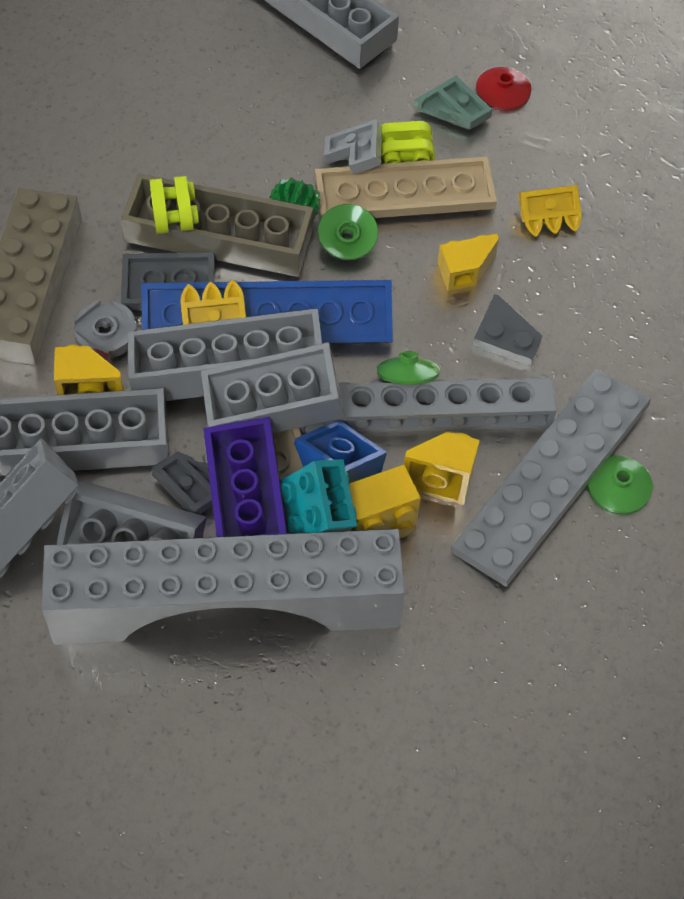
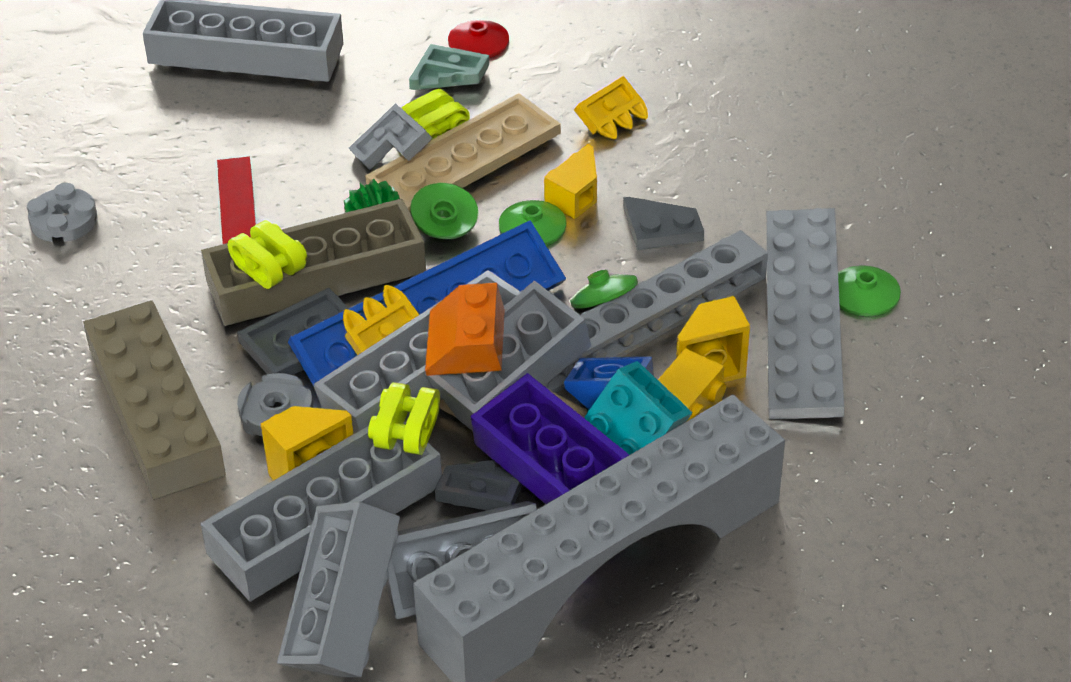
camera: 30 degrees left, 15 degrees down
(88, 72) = (47, 211): none -> light grey plate
(157, 402) = (394, 406): none -> neon yellow brick
(212, 141) = (236, 197): none -> red tile
(247, 359) = (466, 331): none -> orange slope
(411, 286) = (546, 218): none -> bright green dish

